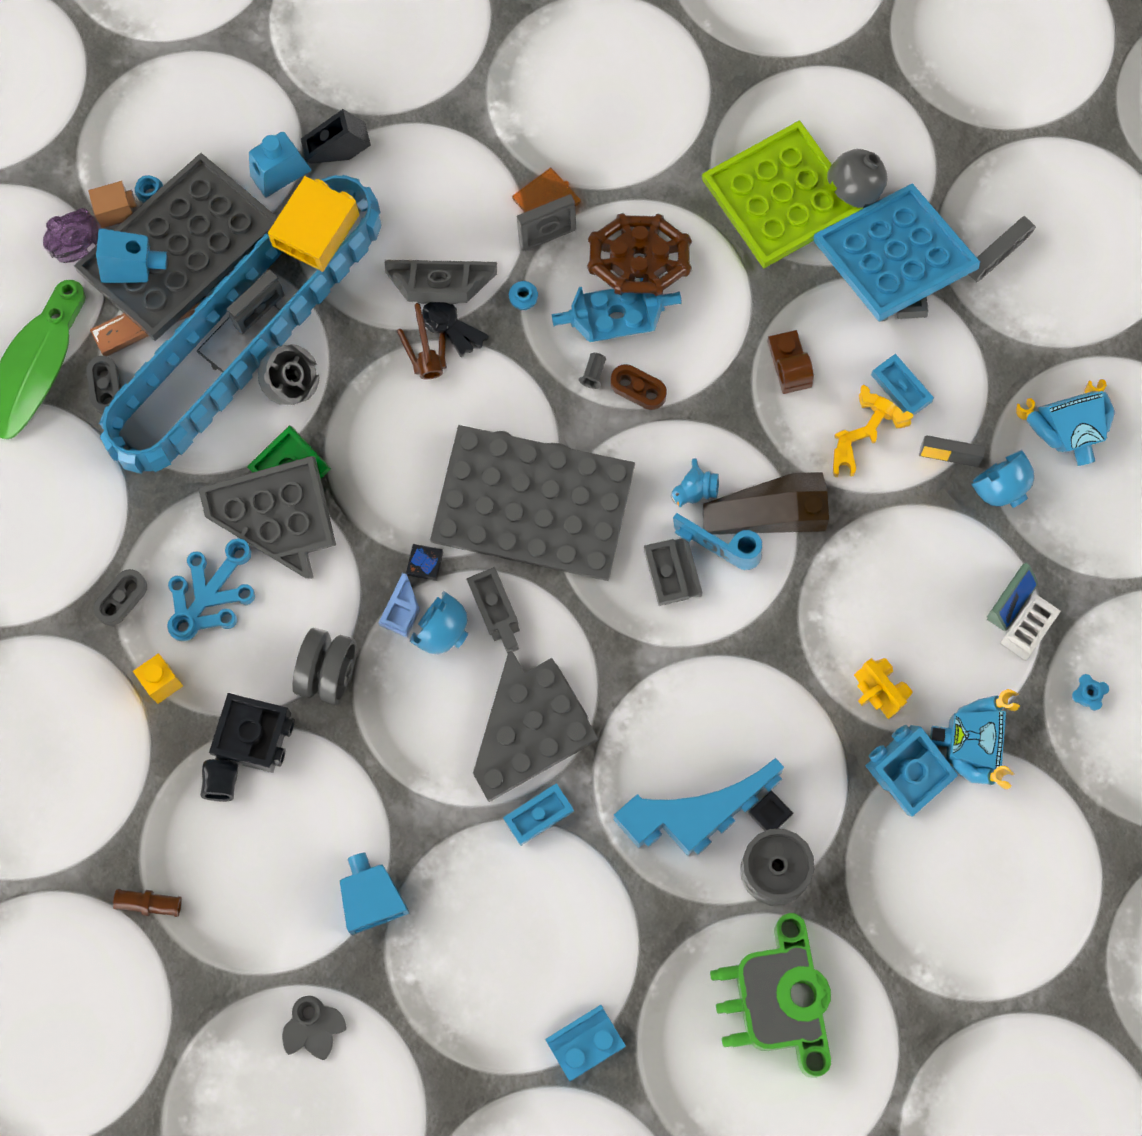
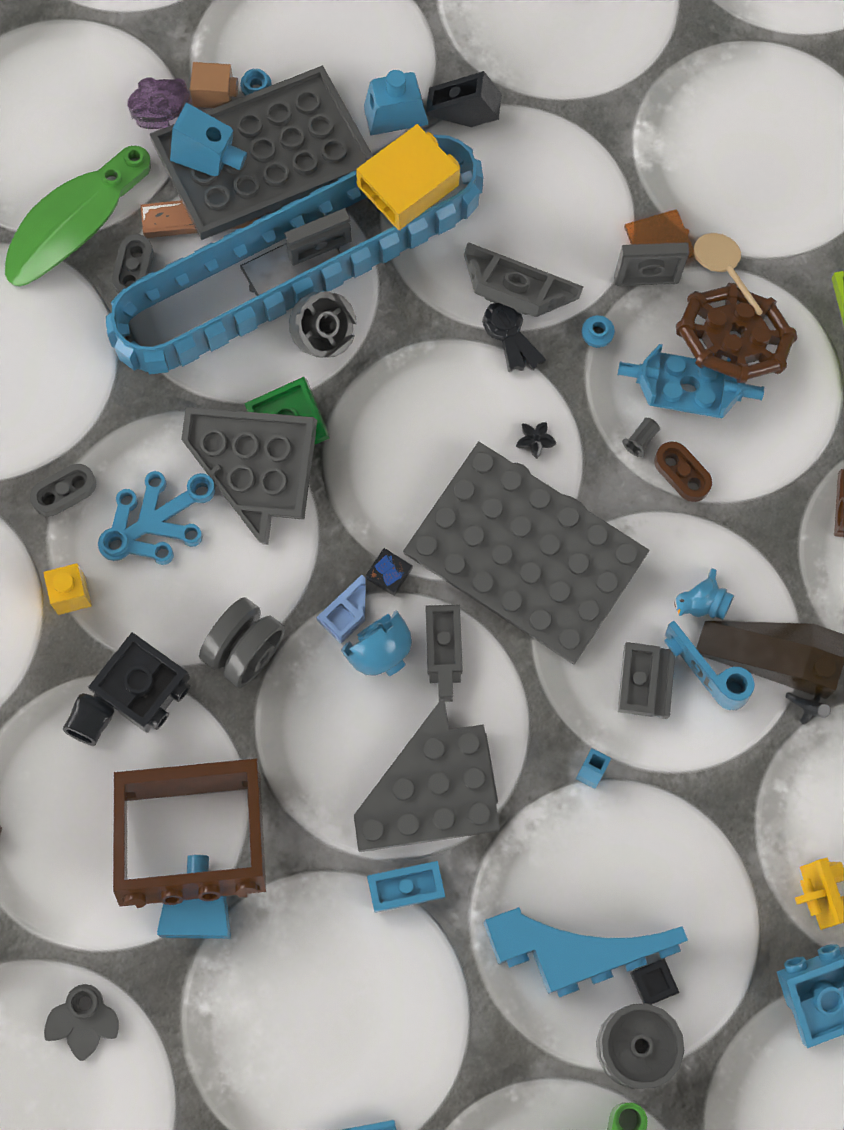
camera: 15 degrees right, 0 degrees up
(321, 799) = (180, 782): none -> reddish brown window
(429, 364) = (473, 366): reddish brown plant -> none
(505, 405) = (536, 438): none -> black plant
(603, 192) = (721, 255): none -> tan piece
(655, 659) = (593, 768): none -> dark azure piece
(815, 542) = (810, 707): none -> black bar

